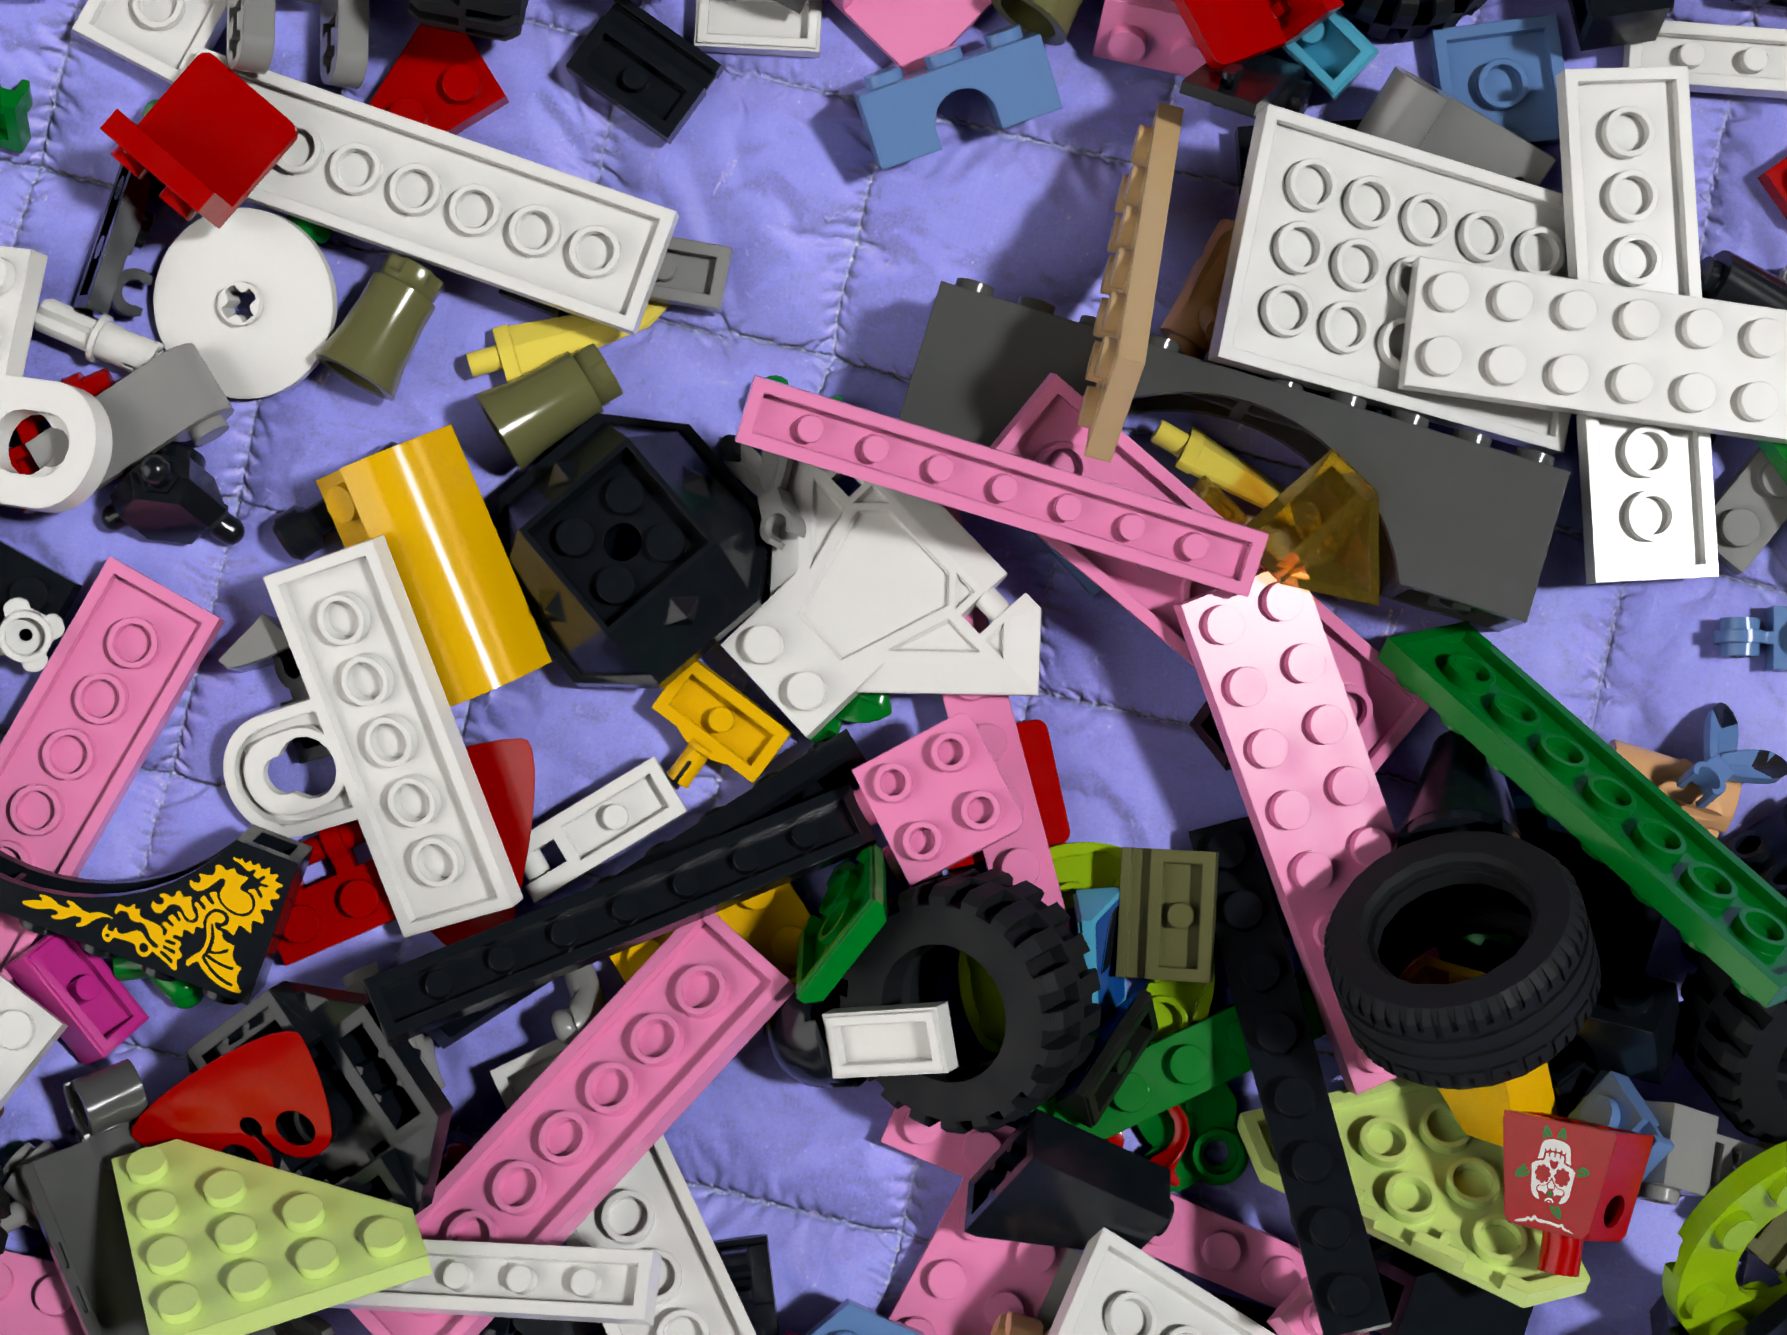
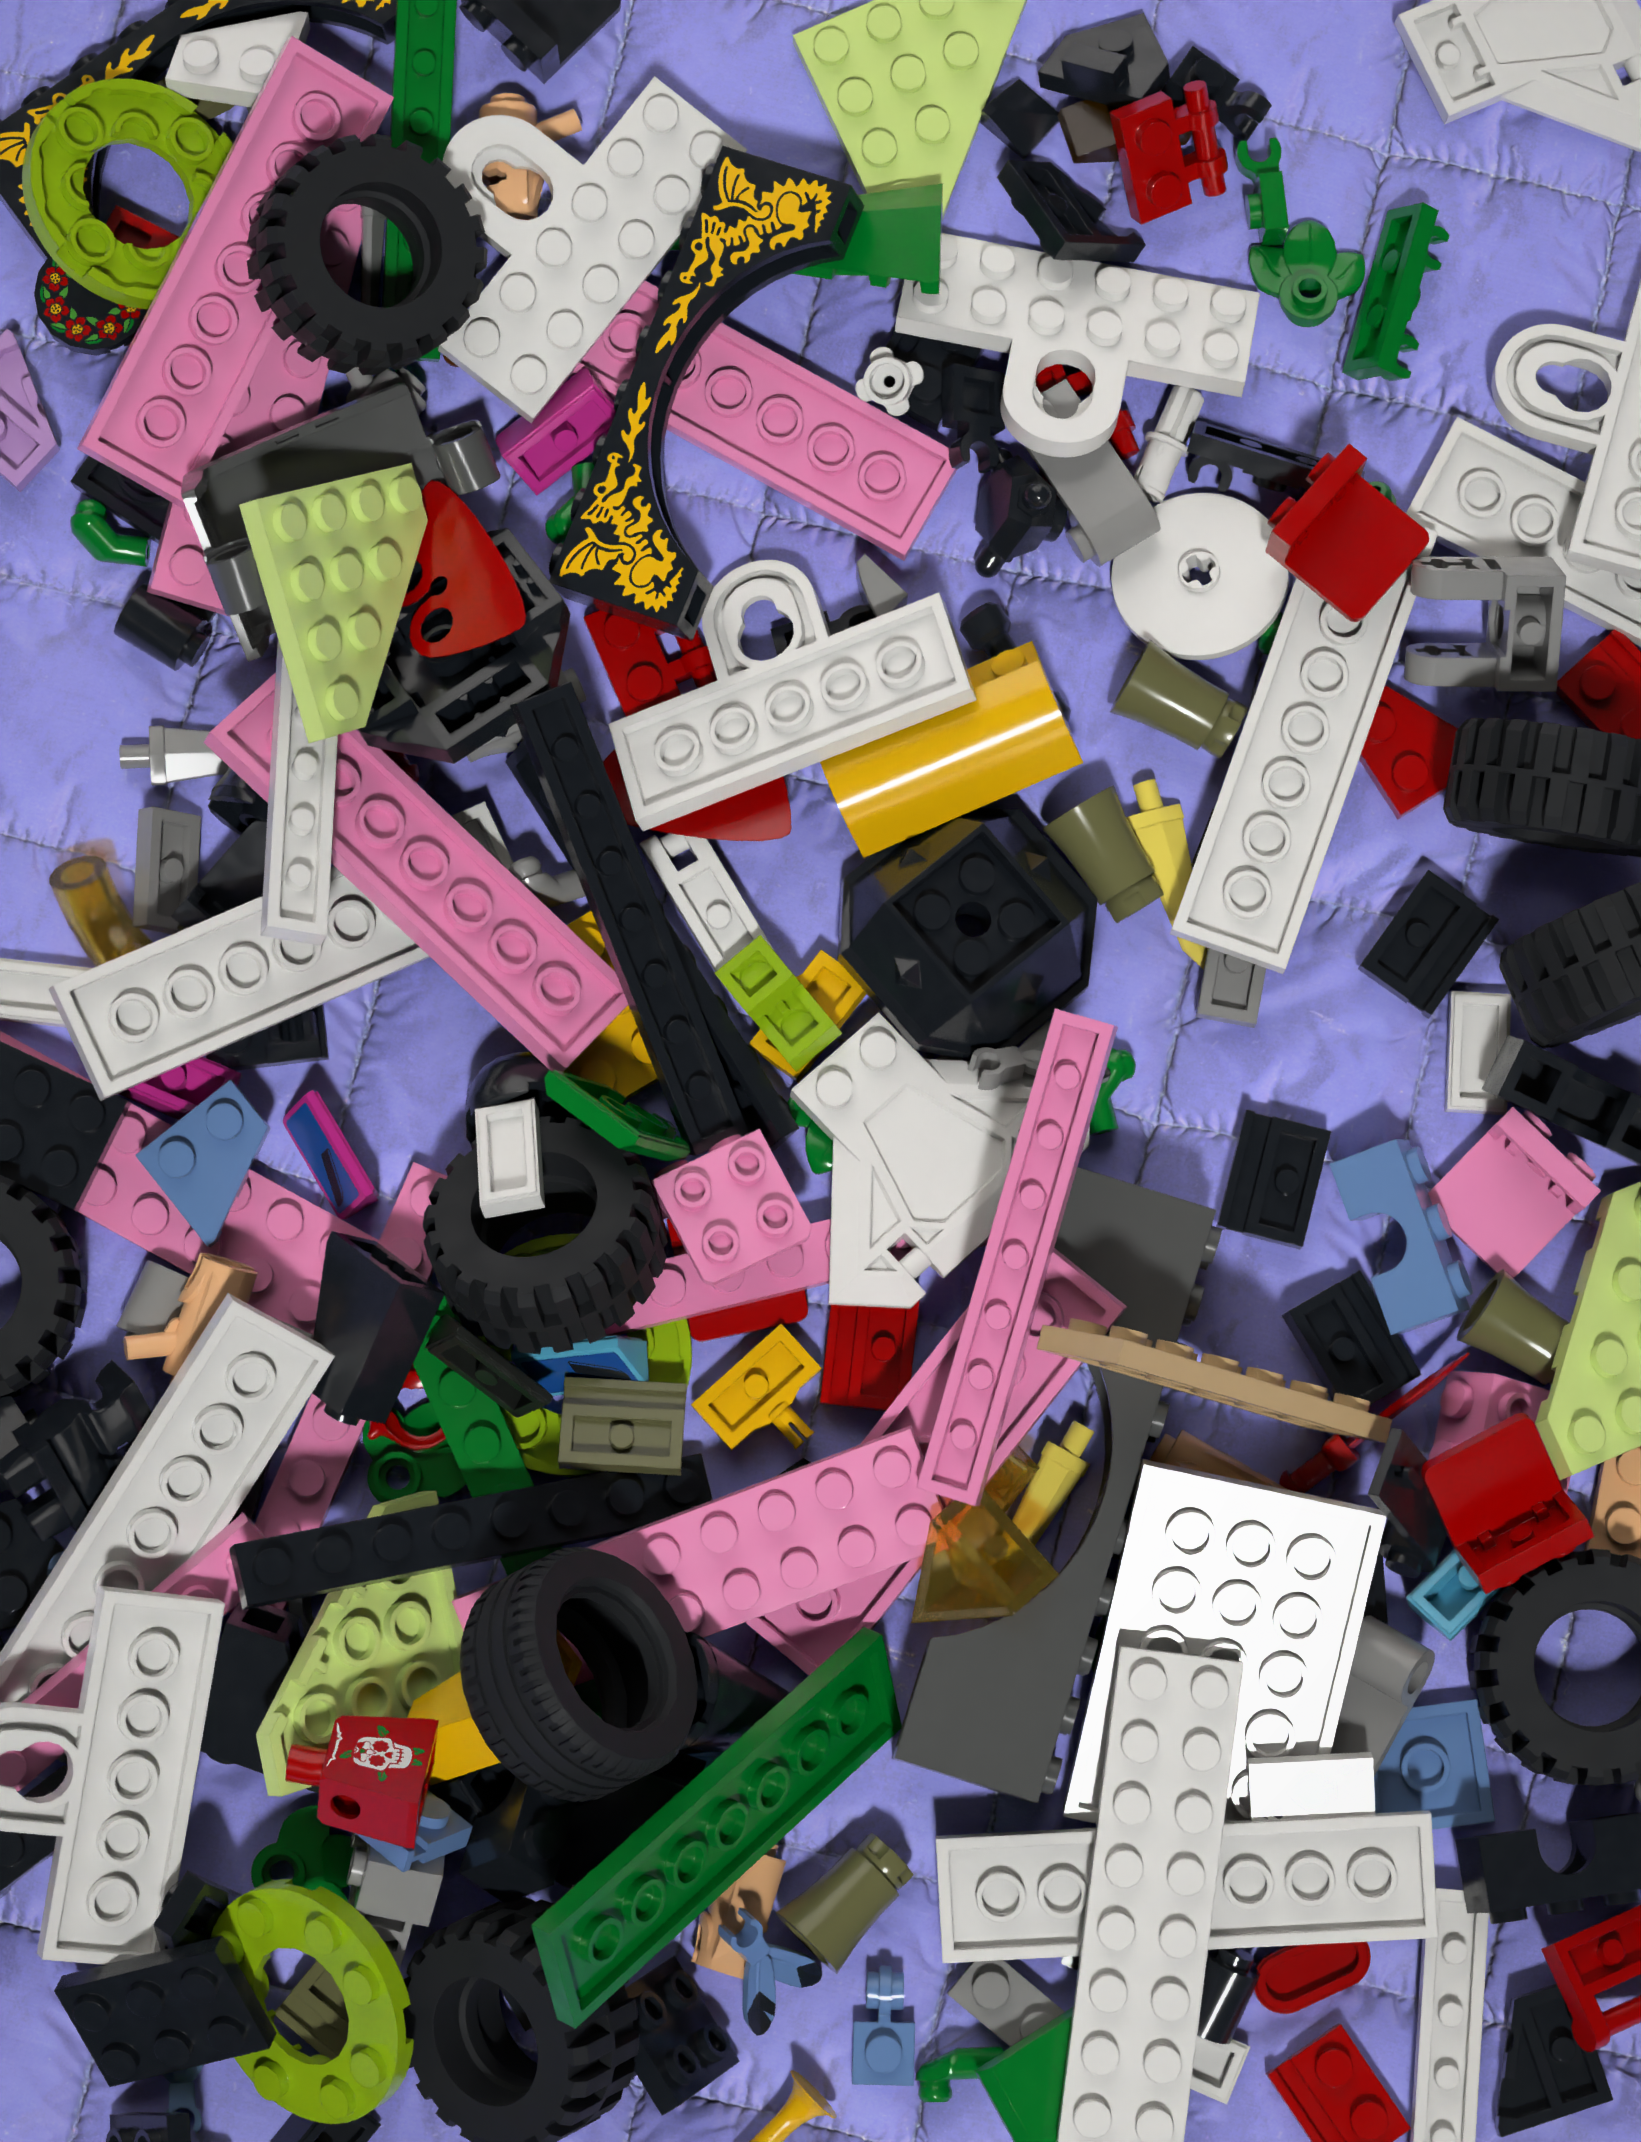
camera: 85 degrees right, 5 degrees down
(57, 543) = (973, 408): none -> black plate
(711, 751) = (778, 1003): none -> lime slope
(873, 1231) = (329, 1156): none -> slope
(894, 231) = (1273, 1179): none -> black plate
(1066, 153) = (1350, 1342): none -> black plate
(1089, 655) = (868, 1355): none -> red plate
(1123, 769) = (760, 1391): none -> yellow plate
(1187, 162) = (1340, 1452): none -> red sword
(1535, 193) = (1311, 1786): none -> white tile
(1649, 1237) = (312, 1852): none -> green plate
(1654, 677) = (846, 1901): none -> olive plant
(1721, 210) = (1308, 1973): none -> red tile

